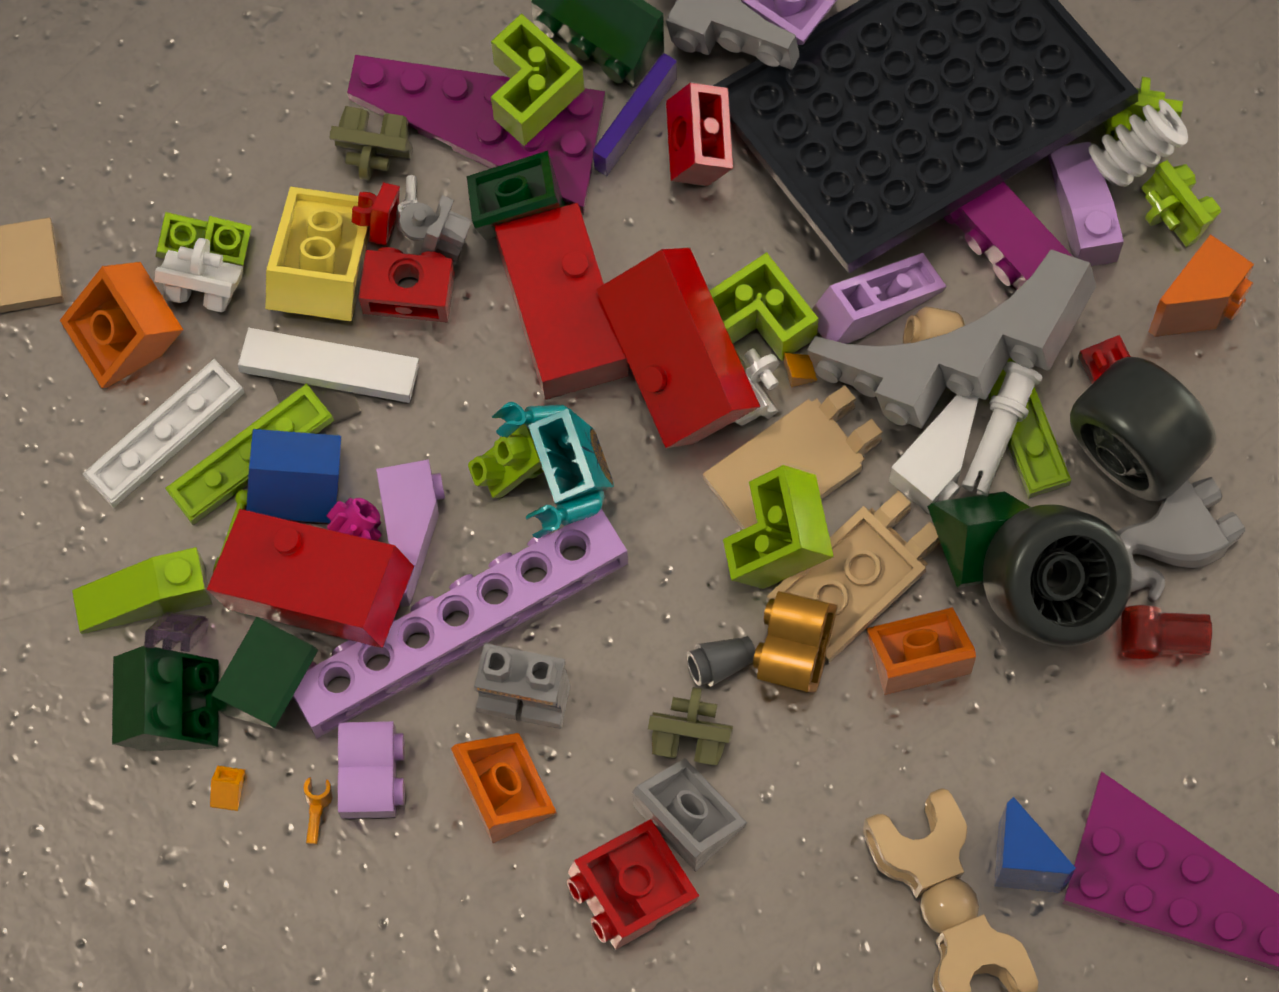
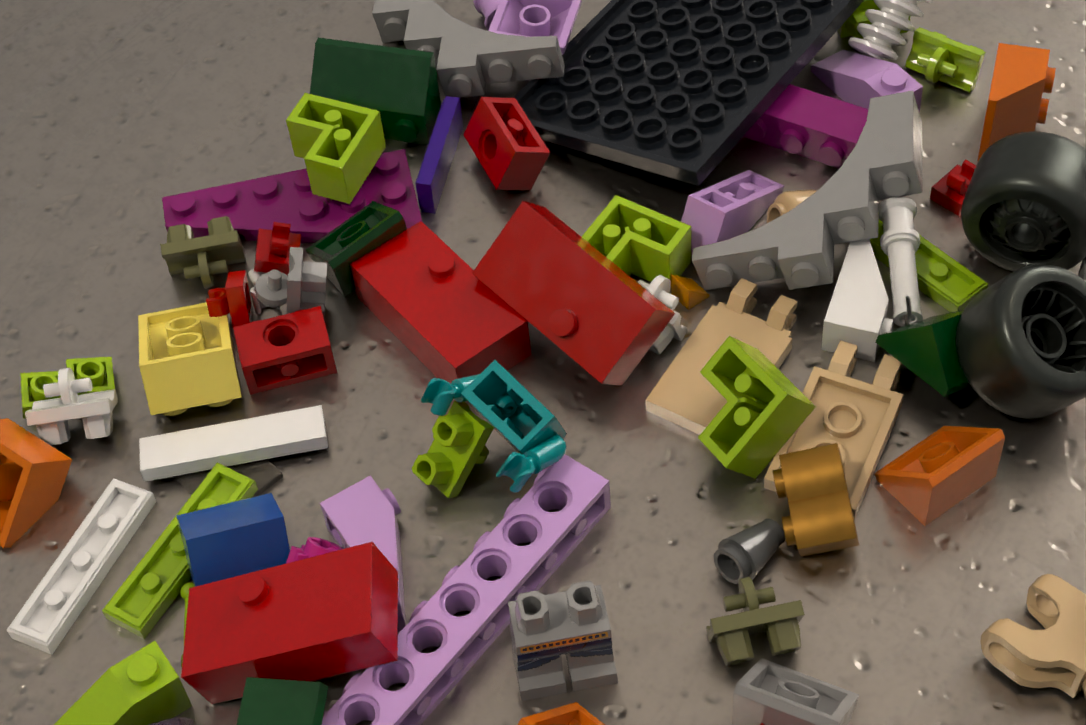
camera: 20 degrees left, 20 degrees down
(440, 167) = (274, 248): none -> red tile

